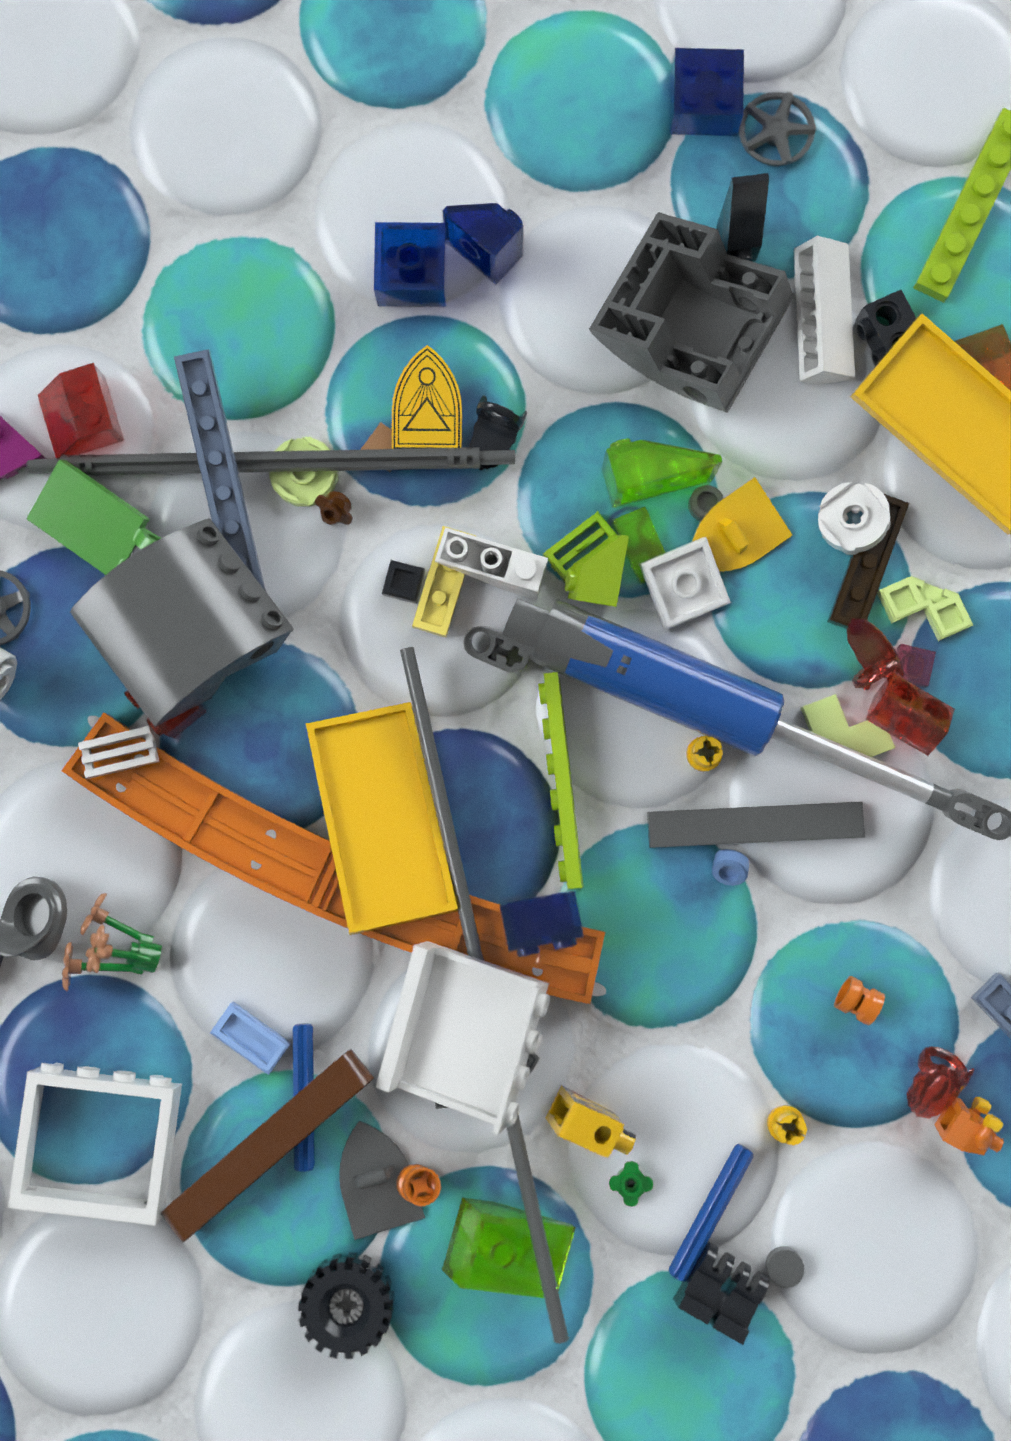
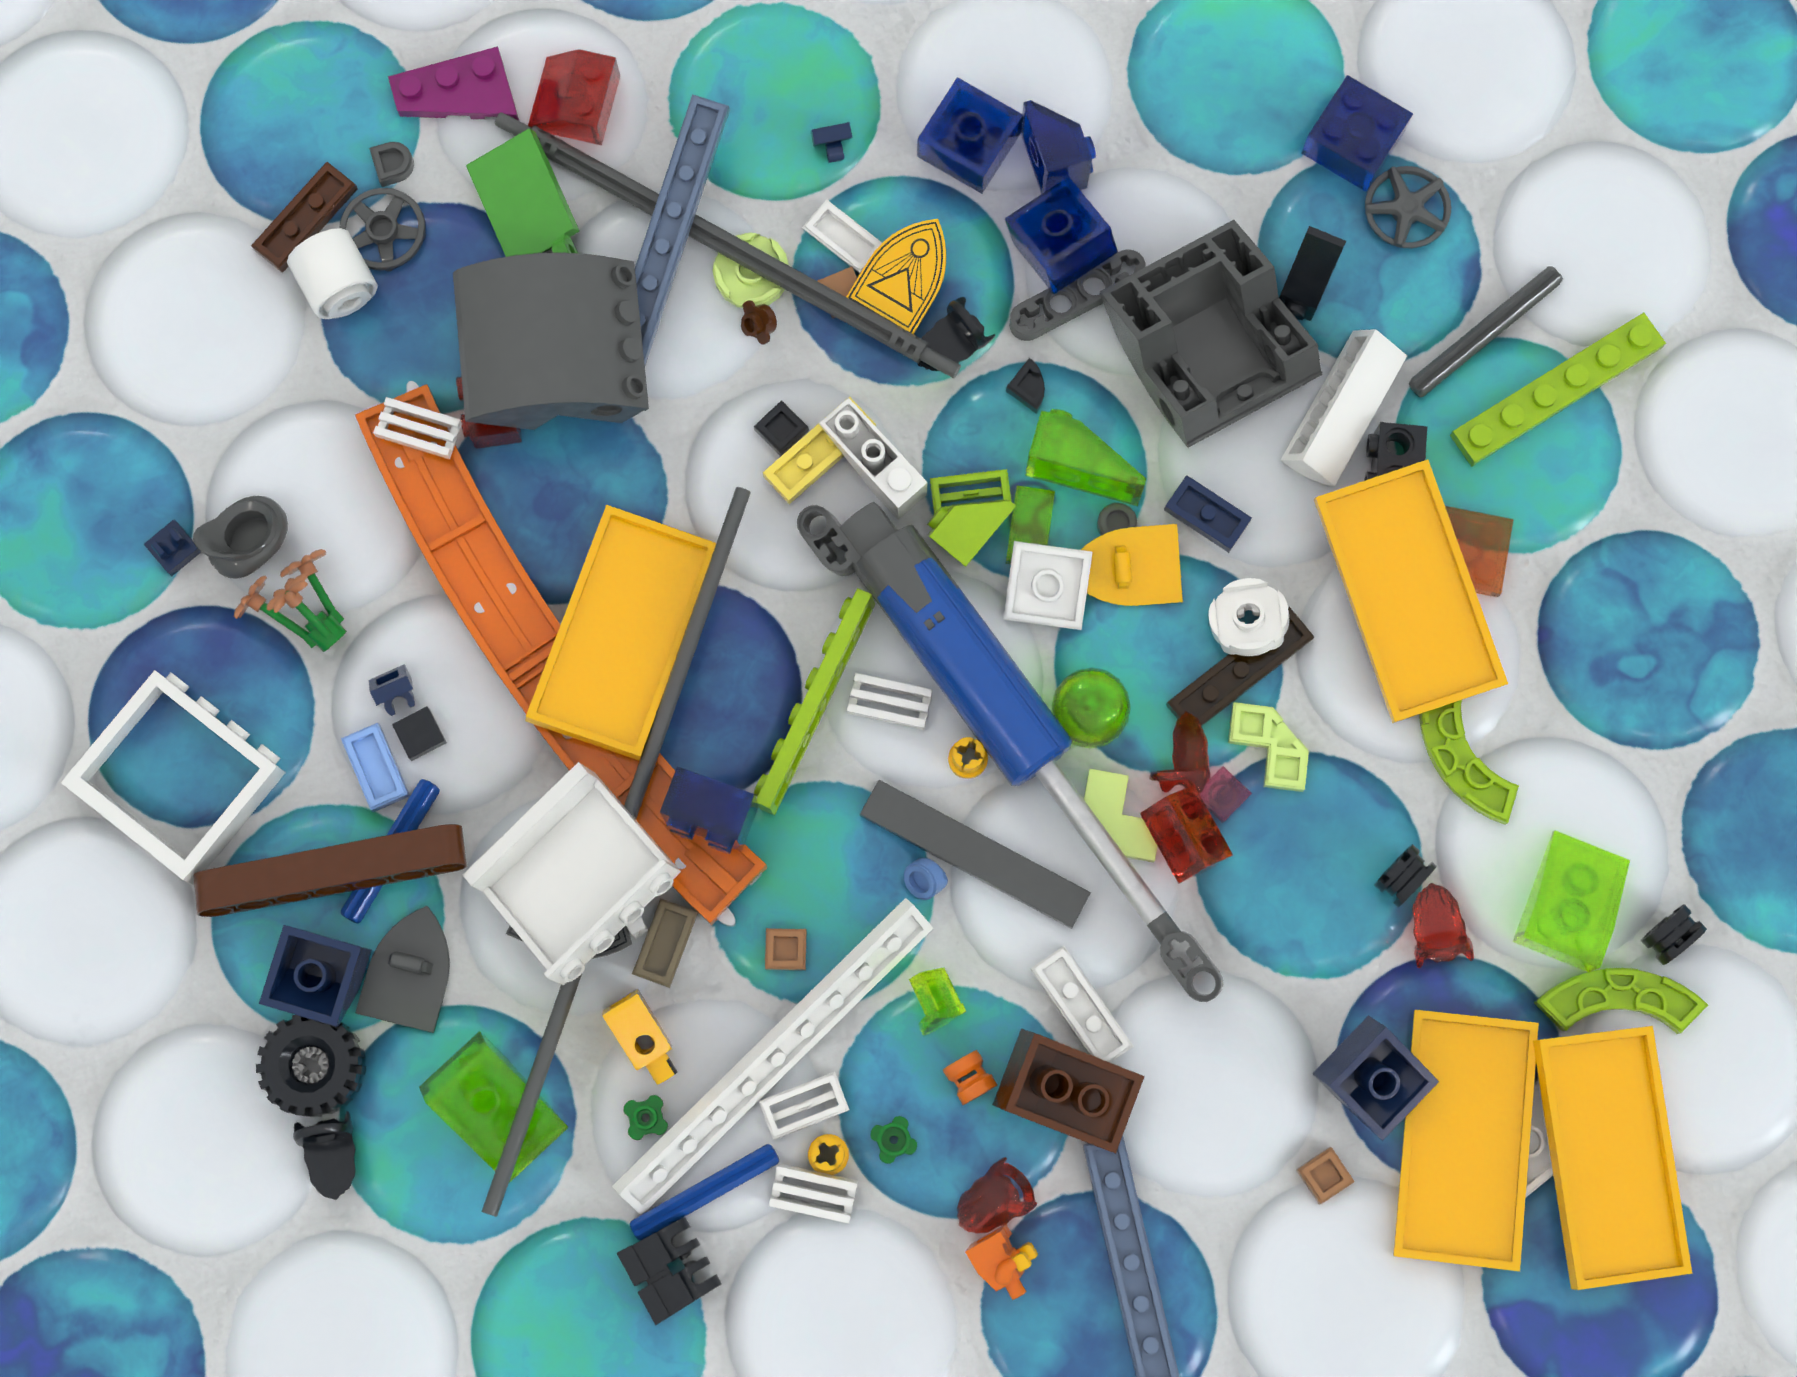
camera: 30 degrees right, 5 degrees down
(224, 967) = (392, 685): none -> dark blue tile
(268, 990) = (419, 733): none -> black tile
(303, 329) = (832, 138): none -> dark blue tile
(306, 1236) = (314, 975): none -> dark blue slope
(359, 402) = (842, 235): none -> white tile
(403, 1366) = (328, 1154): none -> black piece
(425, 1188) = (453, 992): orange wheel -> none
(531, 301) = (1061, 235): none -> clear blue brick
(562, 1039) = (665, 943): none -> dark tan tile
(564, 341) = (1080, 299): none -> dark grey beam
(574, 436) = (1028, 386): none -> black tile
(646, 735) = (893, 686): none -> white tile
(657, 986) = (785, 949): none -> medium nougat tile
(699, 1079) = (772, 1057): none -> white plate
(732, 1090) = (816, 1118): none -> white tile
(772, 455) = (1207, 513): none -> dark blue plate
(775, 657) = (1091, 707): none -> clear neon green cylinder
(784, 1267) = (742, 1287): dark grey tile -> none
(795, 1168) = (810, 1208): none -> white tile
(797, 955) = (936, 998): none -> clear neon green tile
(836, 1090) = (882, 1136): none -> green plate
(893, 191) = (1485, 331): none -> dark grey axle
(907, 893) = (1081, 1006): none -> white tile
(940, 967) = (1068, 1090): none -> reddish brown slope

